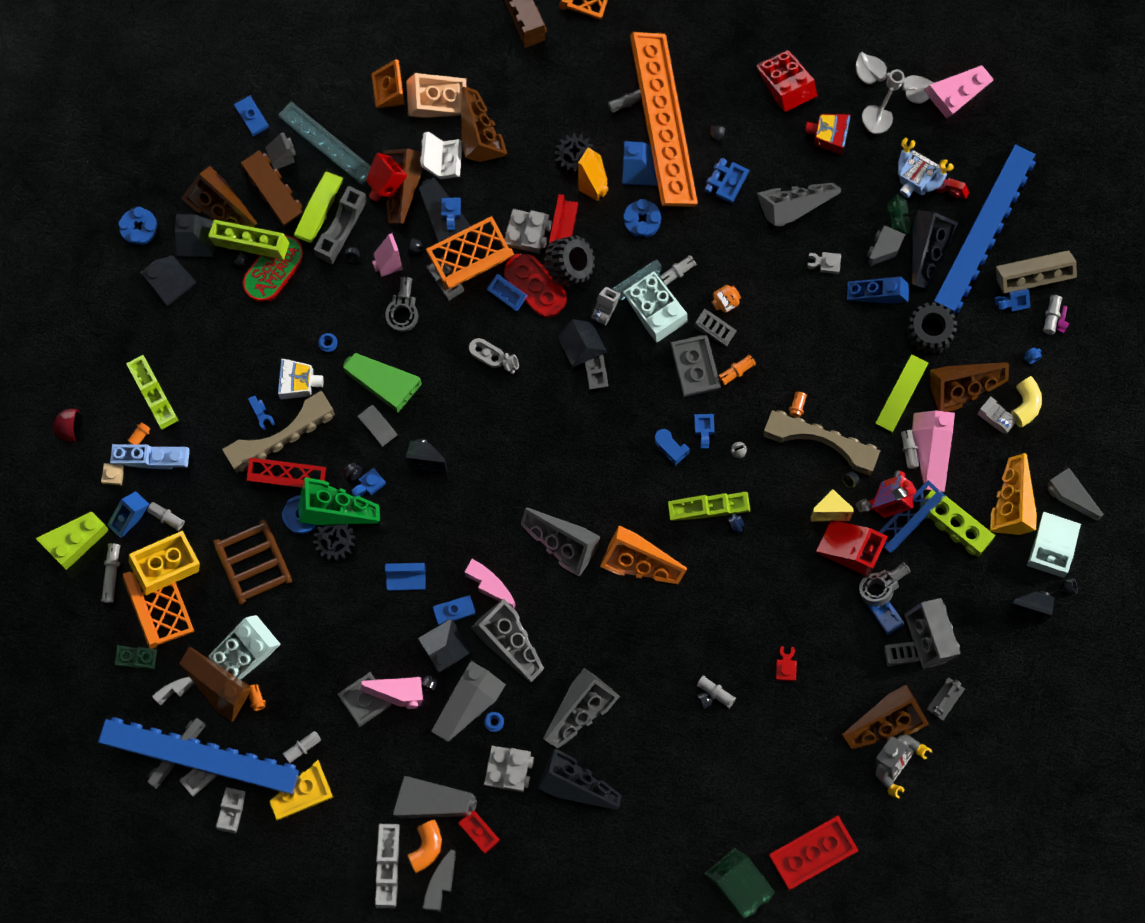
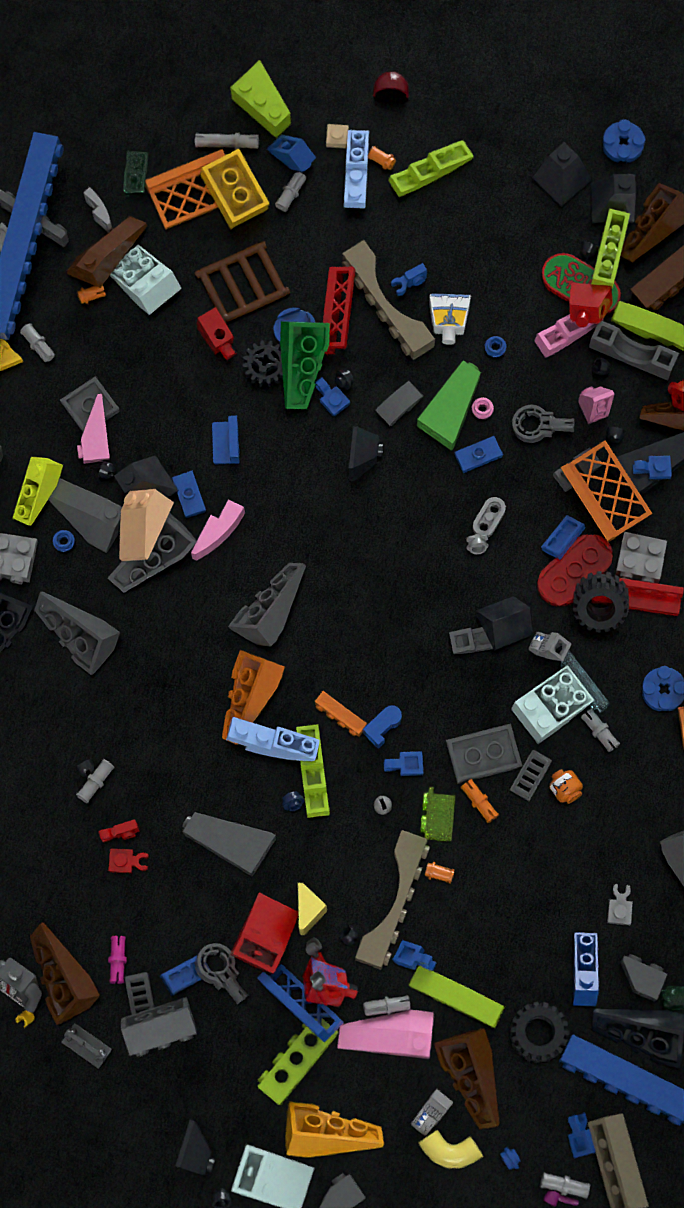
camera: 90 degrees right, 0 degrees up
(298, 258) = (589, 303): none -> red torso
(304, 582) = (212, 326): none -> red torso
(316, 279) = (560, 335): none -> bright pink slope
(385, 350) = (482, 402): none -> bright pink plate
(427, 360) = (478, 454): none -> blue plate
(446, 745) = (37, 487): none -> neon yellow slope
(488, 644) = (141, 523): none -> light nougat slope
(659, 481) = (340, 713): none -> orange piece
(686, 535) = (274, 743): none -> light blue slope
(750, 403) = (439, 817): none -> clear neon green bracket
(760, 666) = (125, 830): none -> red plate
(772, 573) = (233, 842): none -> dark grey slope
(868, 428) = (411, 955): none -> blue plate
(872, 672) = (117, 959): none -> dark pink pin

